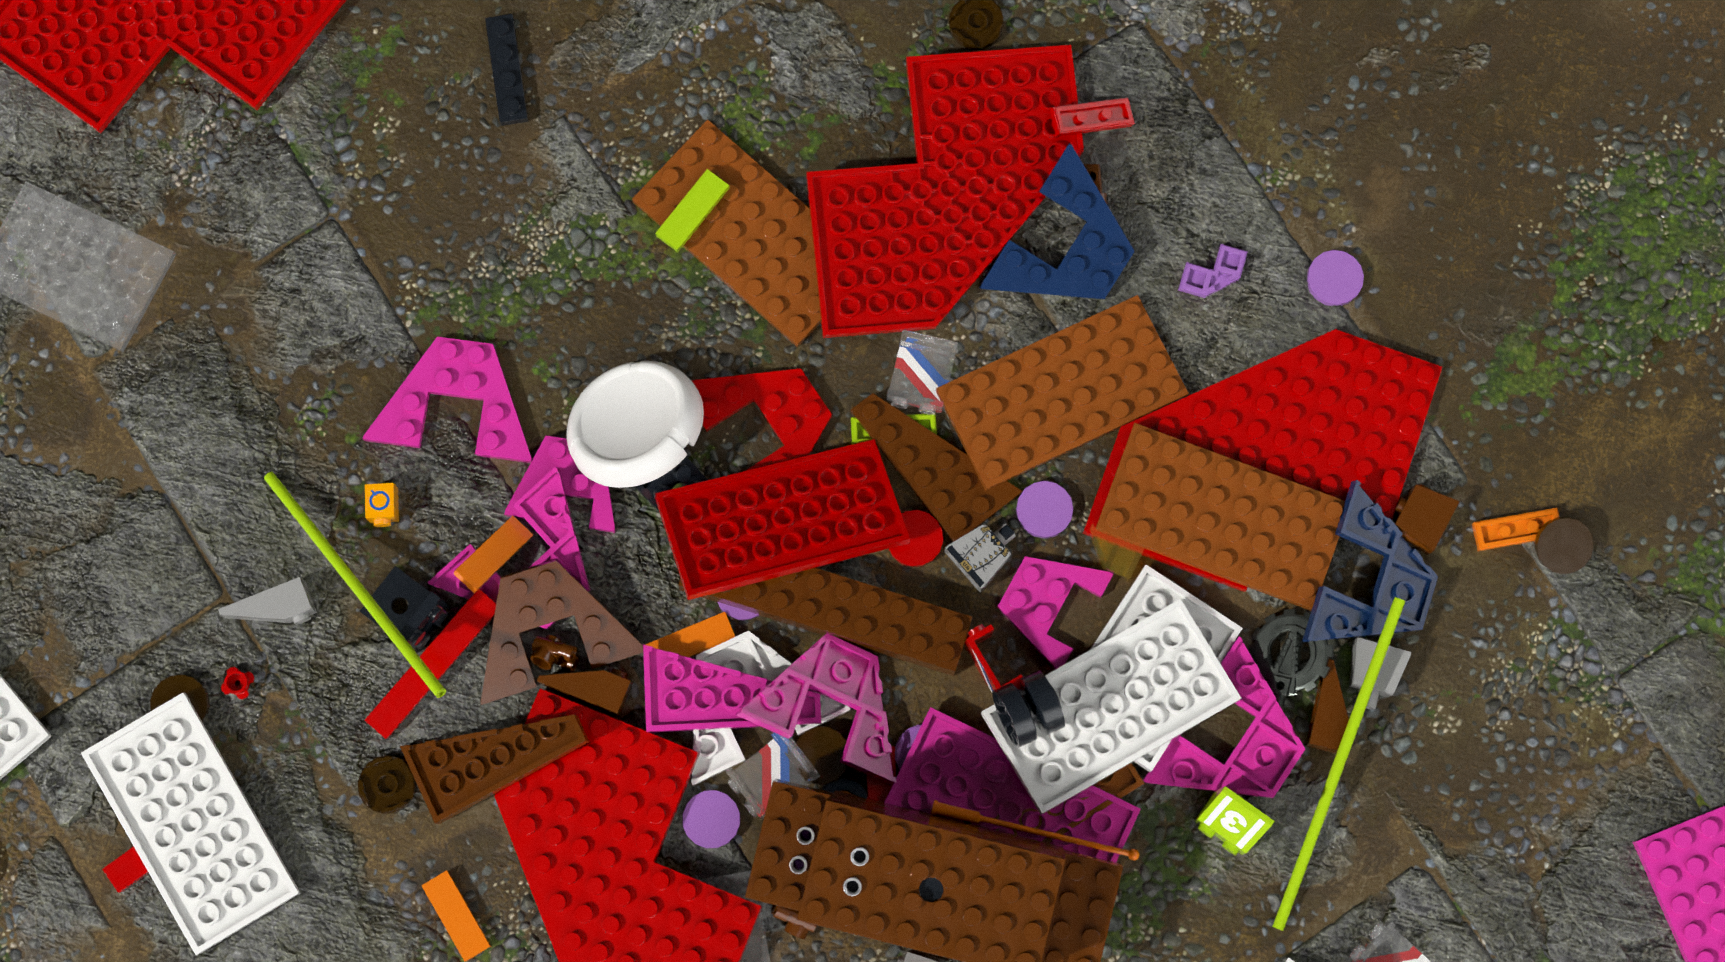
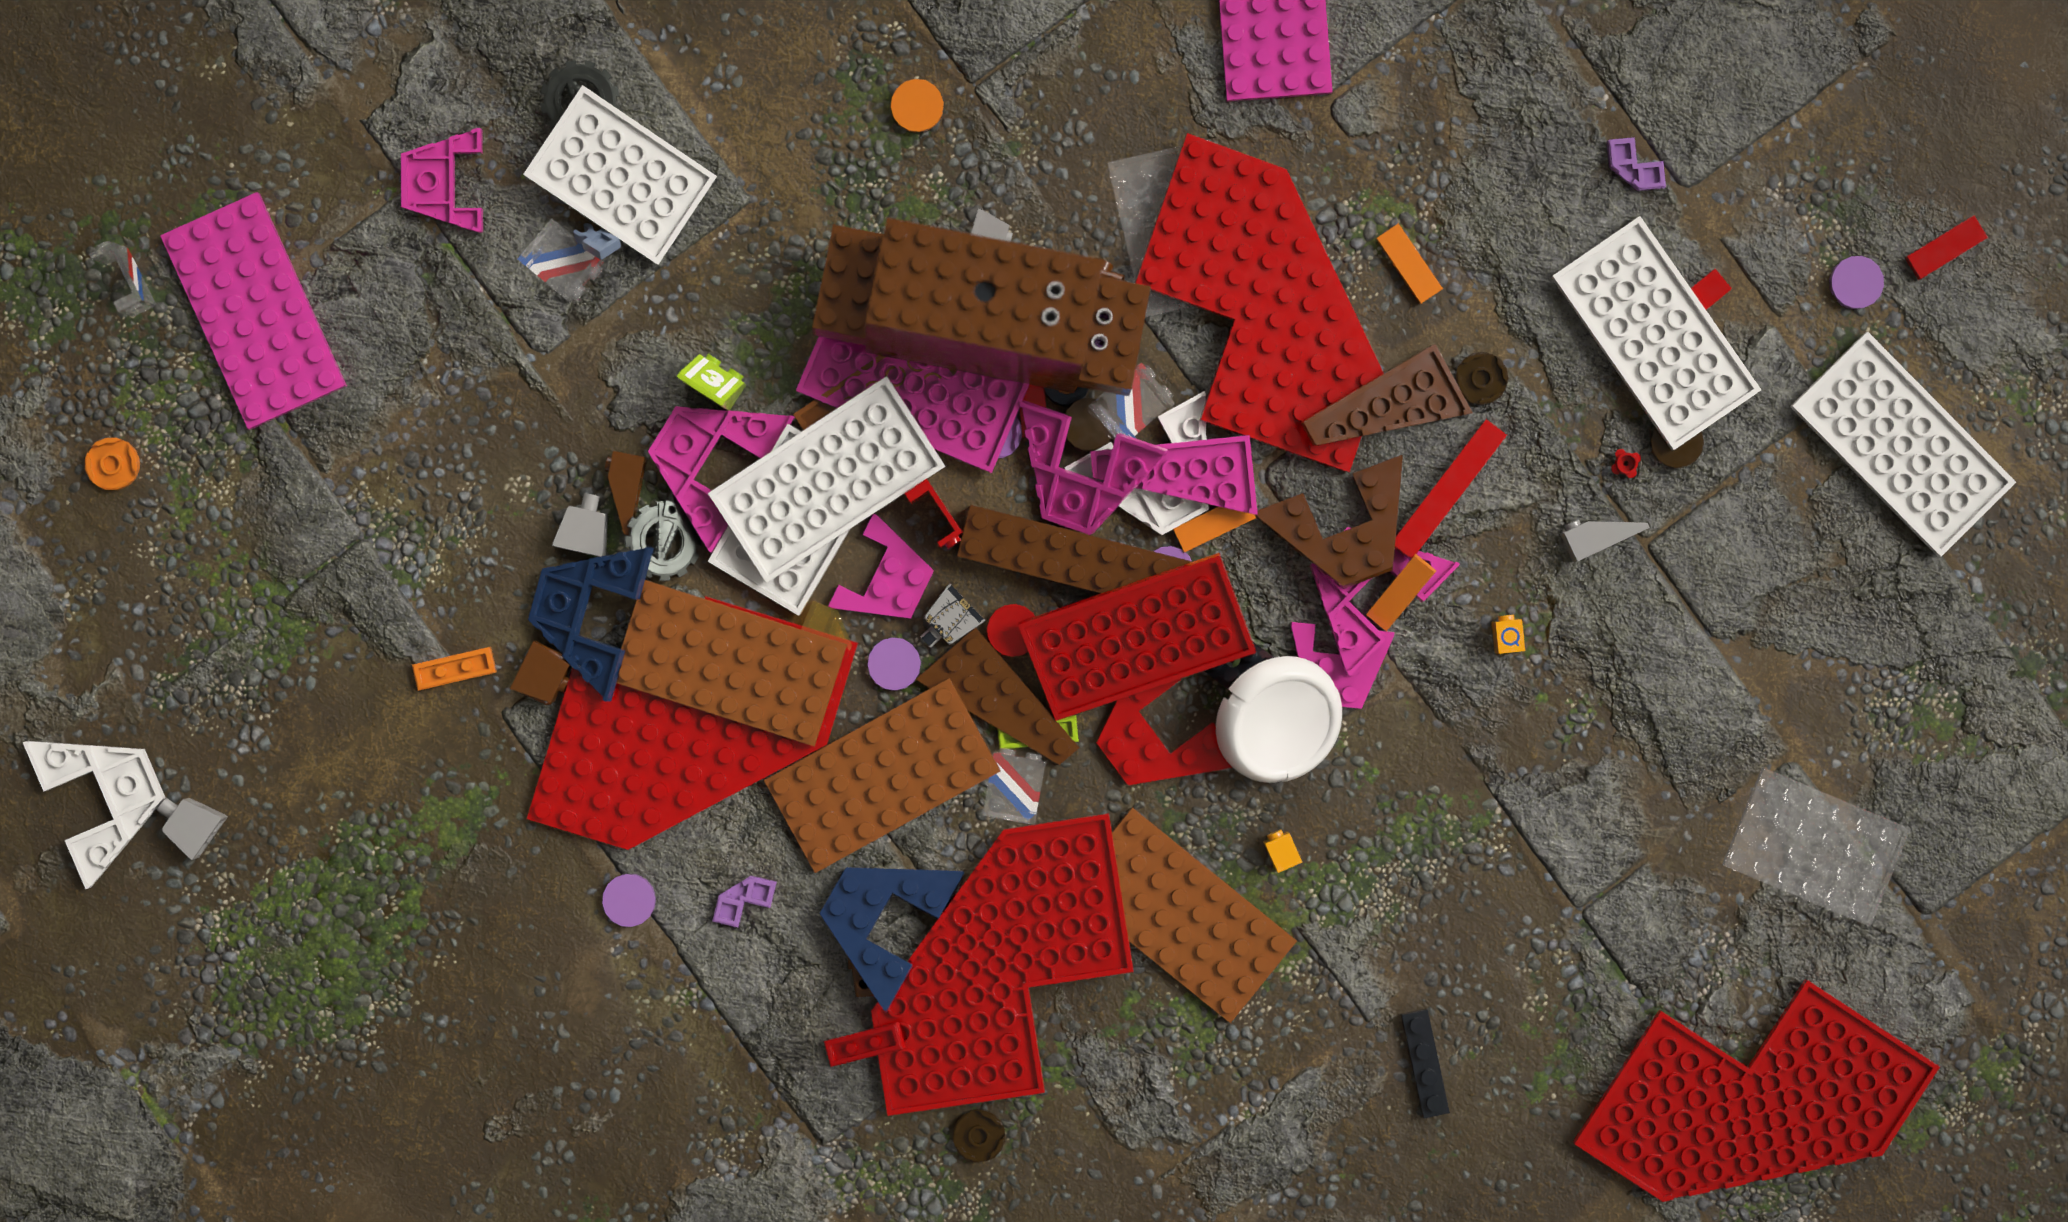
camera: 175 degrees right, 10 degrees up
(355, 585) = (1525, 553): lime piece -> none
(423, 612) = (1461, 536): black bracket -> none
(460, 371) = (1447, 766): dark pink wing -> none
(550, 651) = (1342, 507): reddish brown plate -> none
(596, 688) = (1296, 474): reddish brown slope -> none
(641, 291) = (1282, 850): none -> light orange brick
(692, 210) = (1238, 930): lime tile -> none
(711, 819) = (1185, 362): medium lavender tile -> none
(975, 817) = (945, 374): orange piece -> none
(1034, 706) = (895, 471): black wheel -> none
(1338, 763) = (616, 440): lime piece -> none
(1564, 545) = (411, 654): dark brown tile -> none

